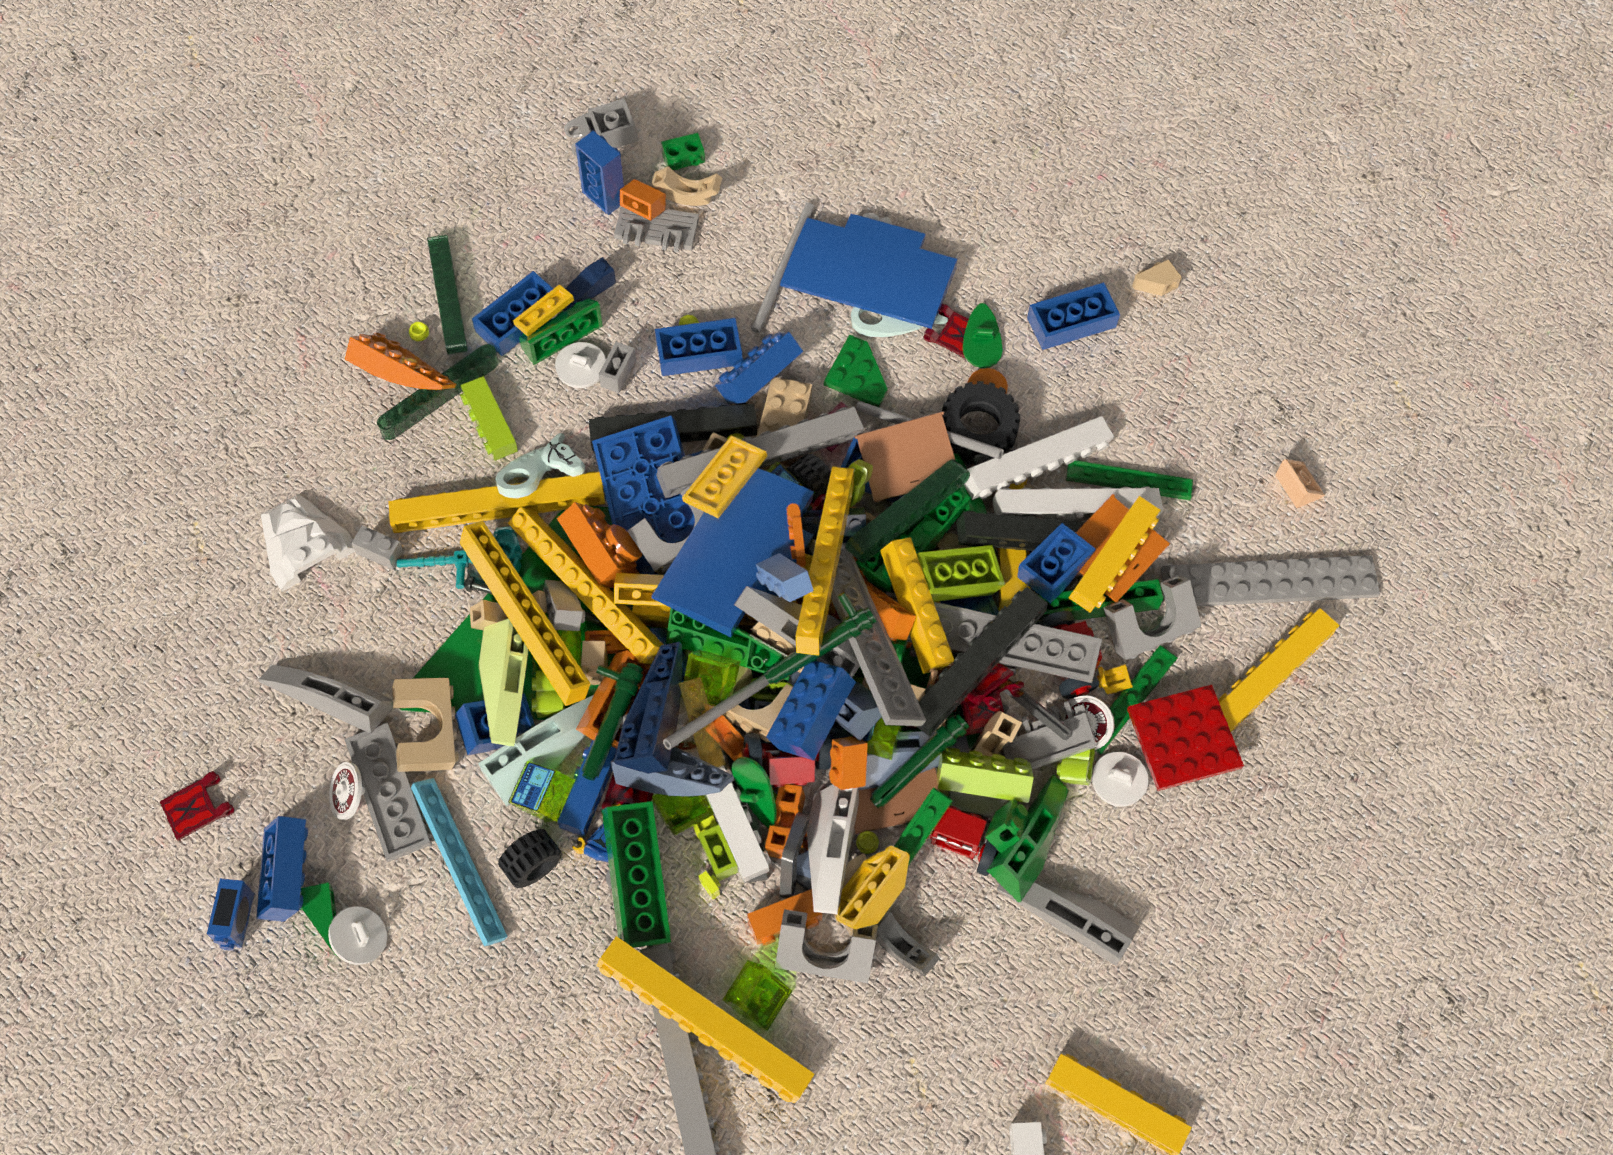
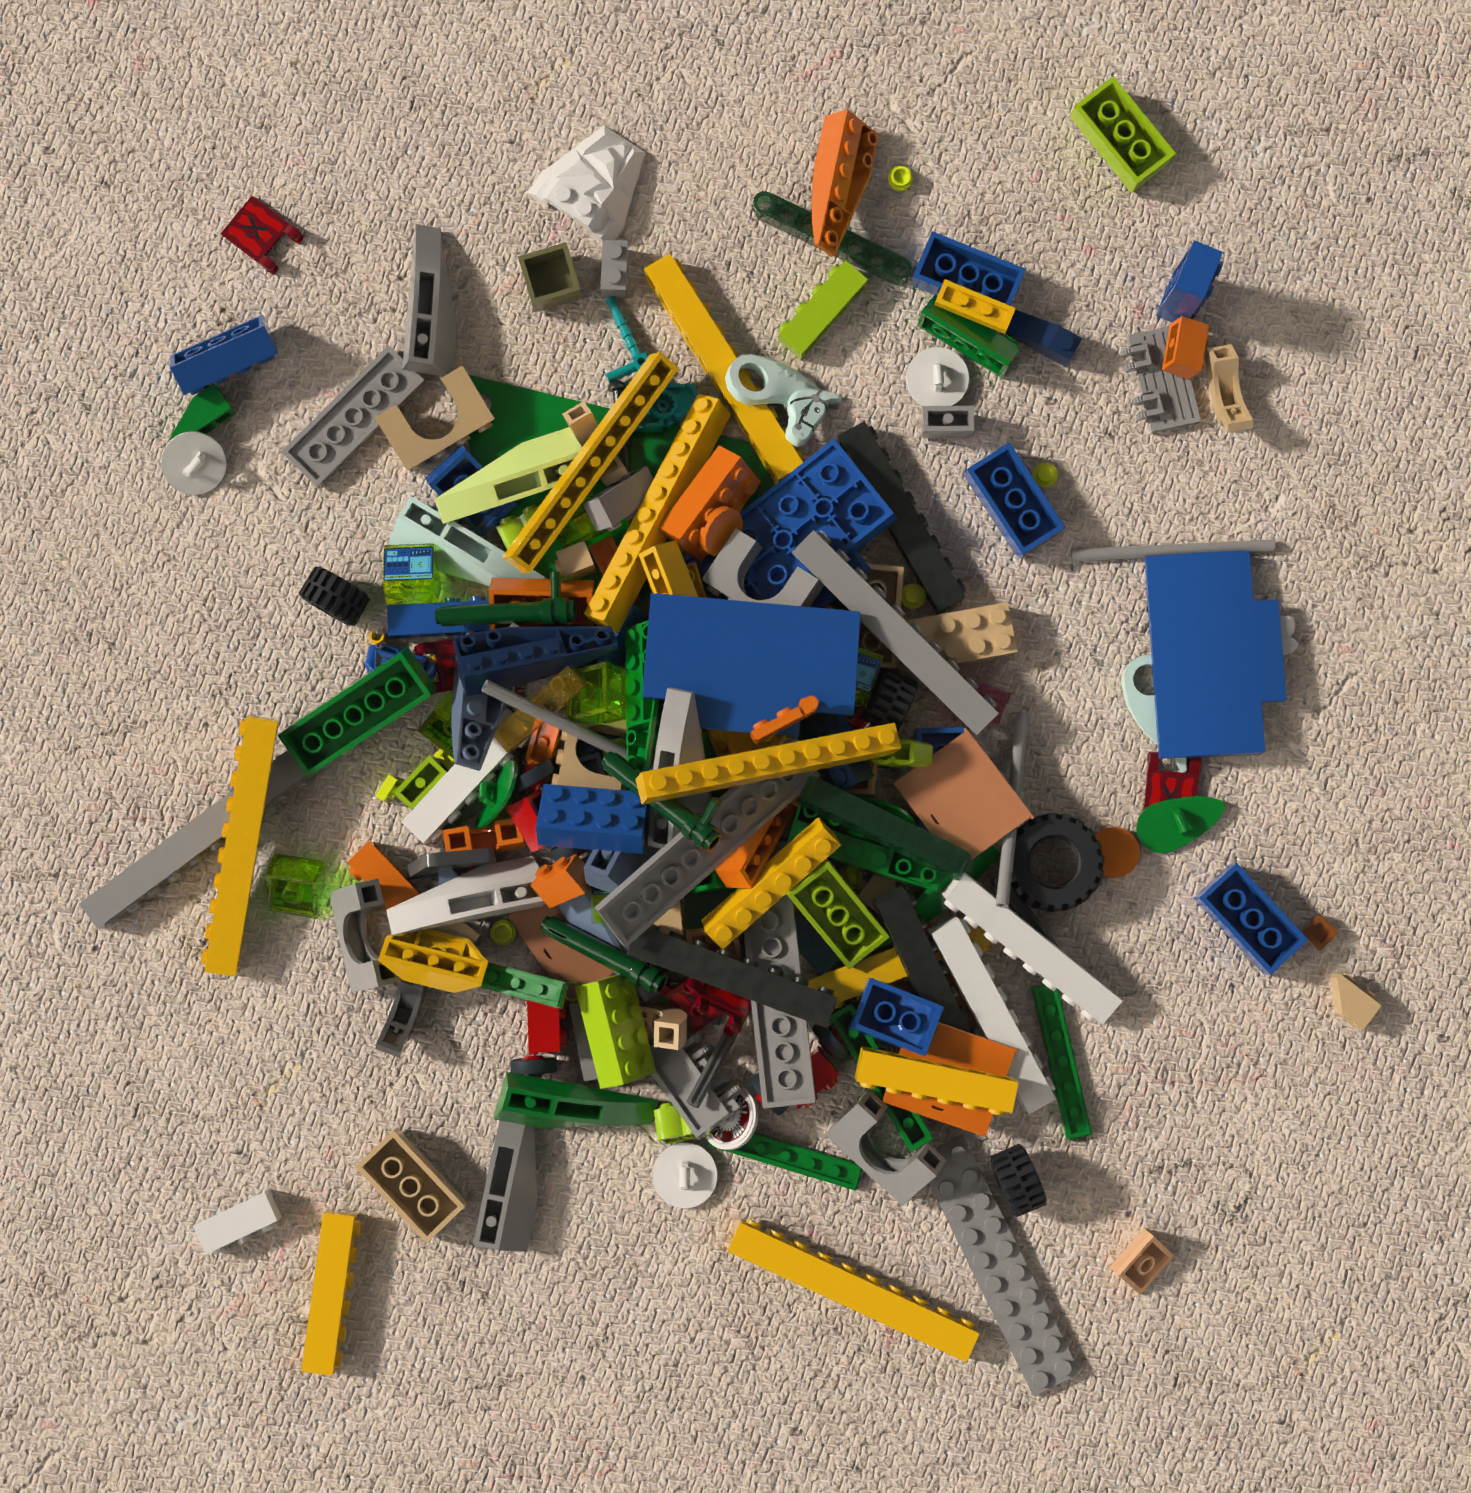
camera: 70 degrees right, 20 degrees up
(230, 913) = (160, 329): brick -> none
(345, 790) = (331, 376): white shield -> none
(358, 594) = (550, 277): none -> olive piece
(447, 294) = (962, 185): clear green beam -> none
(459, 862) = (310, 524): medium azure plate -> none
(469, 180) = (1122, 134): none -> lime brick
(609, 120) = (1269, 256): light grey brick -> none
(683, 151) = (1285, 359): green brick -> none
(724, 476) = (832, 608): yellow tile -> none
(758, 367) = (1012, 582): blue brick -> none
(784, 577) = (712, 729): medium blue brick -> none
(857, 373) = (1065, 695): green plate -> none
(1008, 821) = (564, 1075): green brick -> none
(1050, 995) = (411, 1185): none -> tan brick
(1099, 277) = (1319, 932): none -> dark orange plate
(1114, 679) = (796, 1129): yellow bracket -> none
(1185, 737) = (753, 1231): red plate -> none
(1211, 534) = (1018, 1180): none -> black tyre

